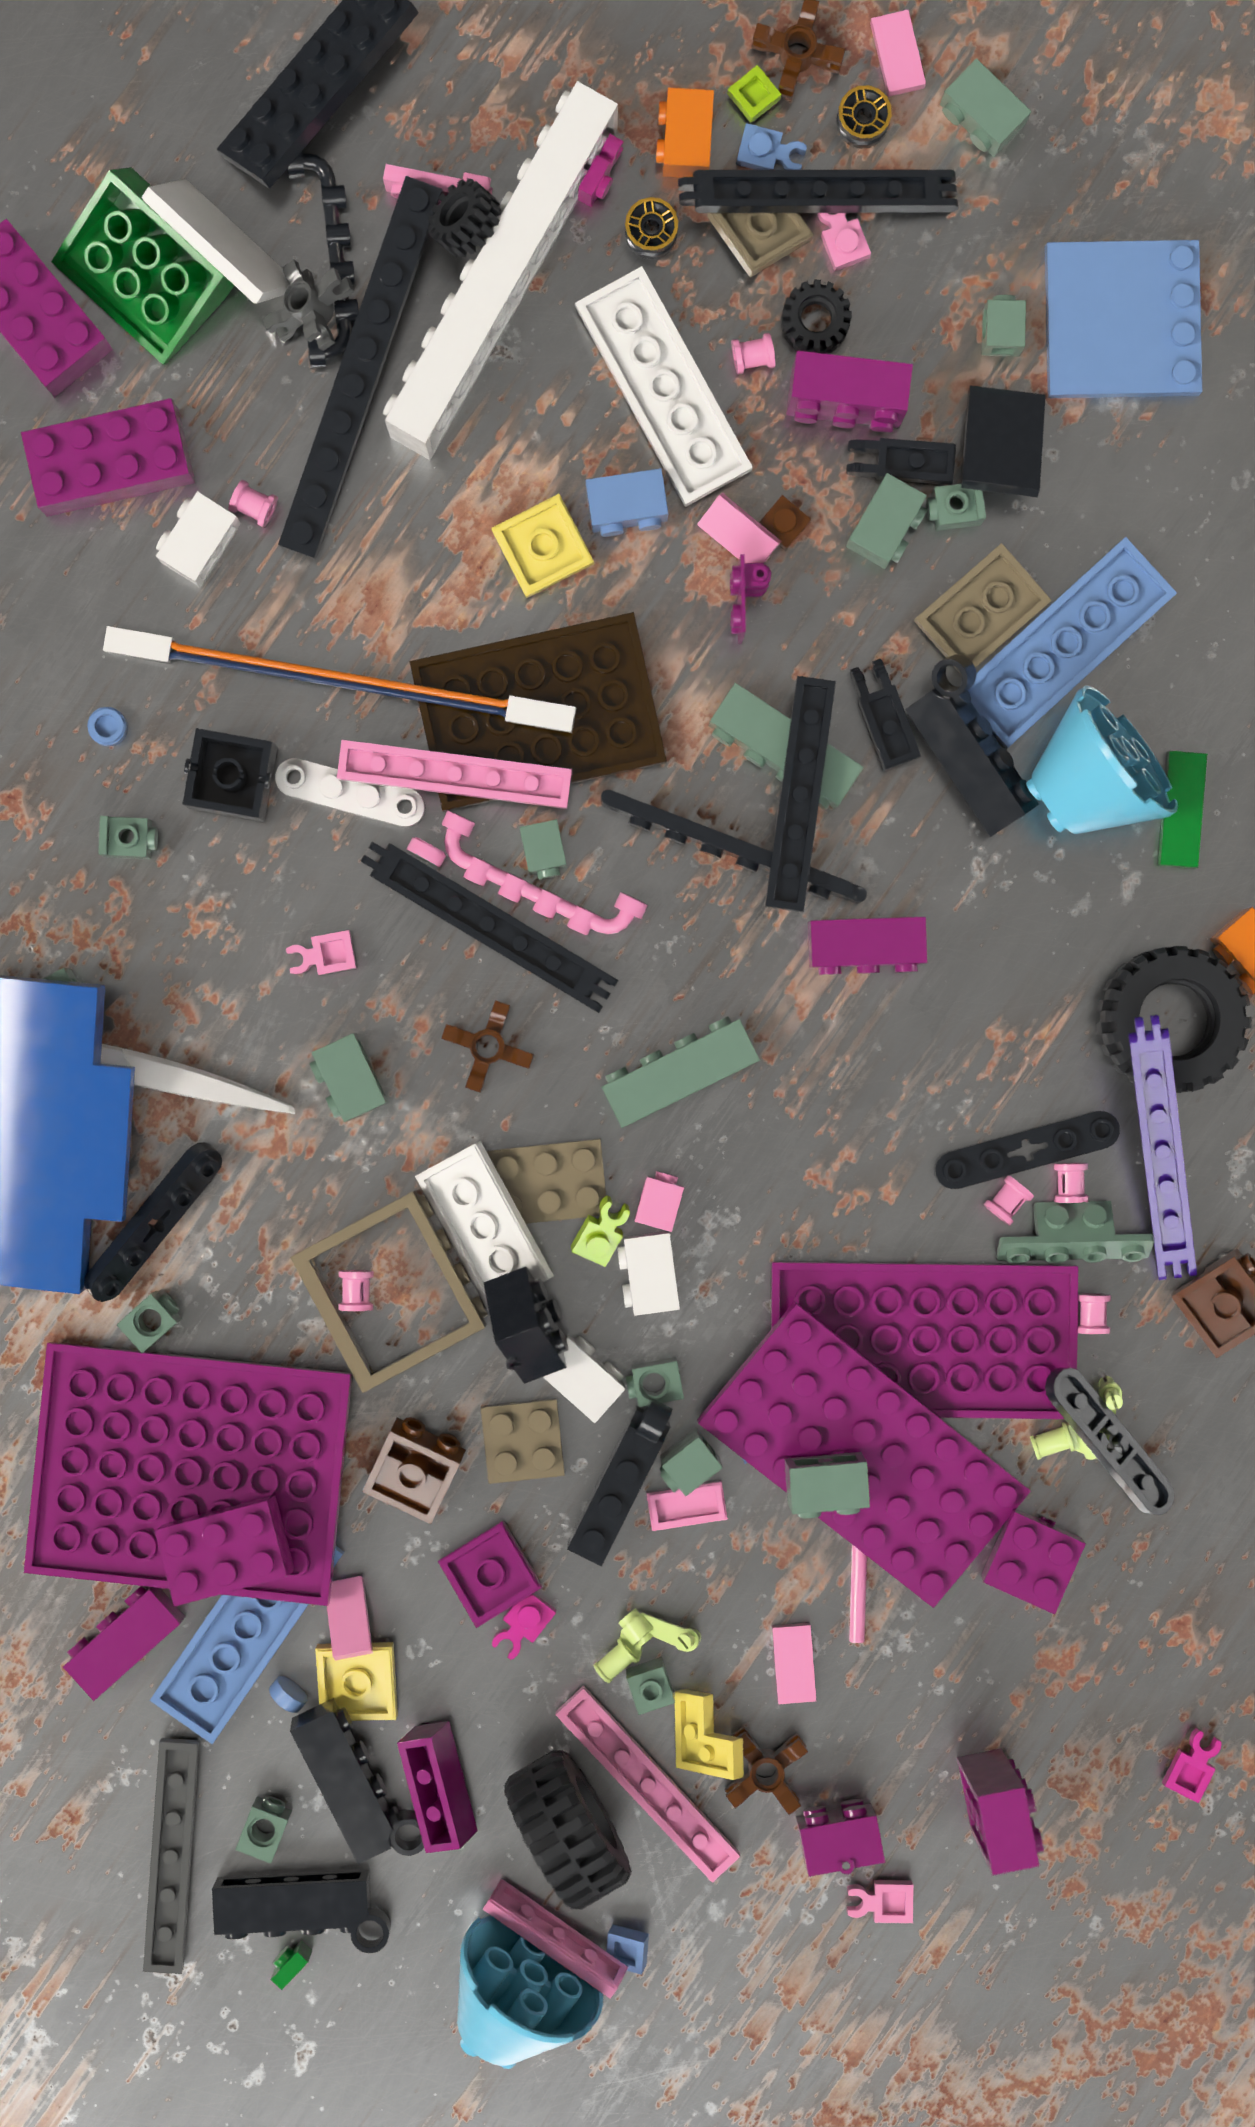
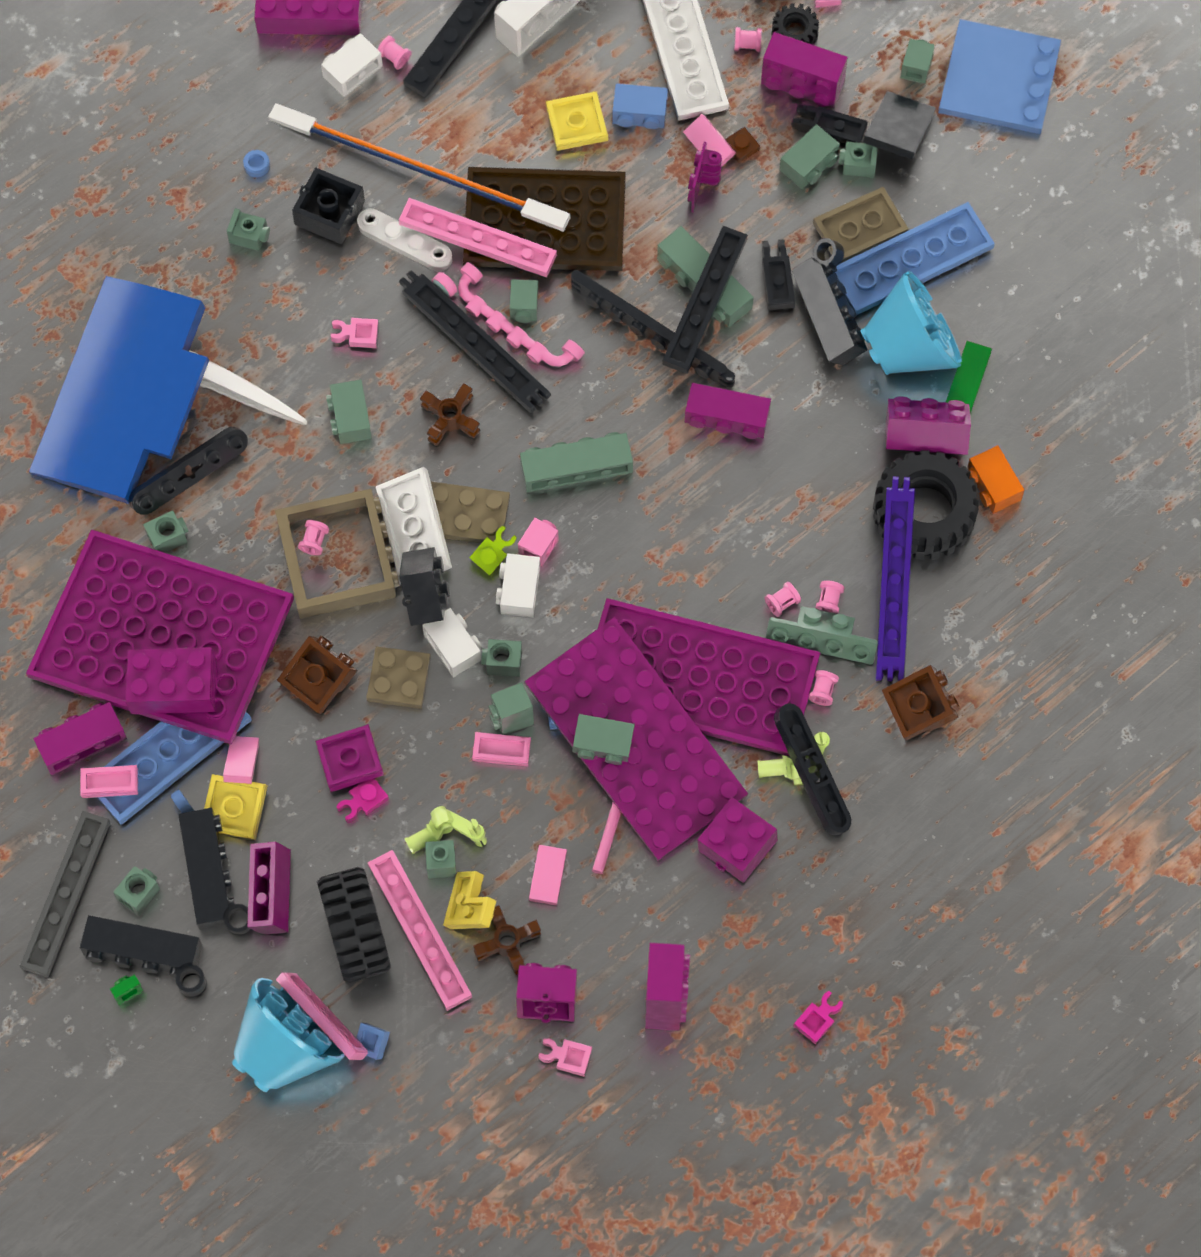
camera: 15 degrees right, 20 degrees down
(182, 1695) = (109, 781): none -> bright pink tile
(620, 1482) = (459, 715): black hinge -> none
(991, 1161) = (776, 571): black piece -> none
(1151, 905) = (928, 425): none -> magenta brick

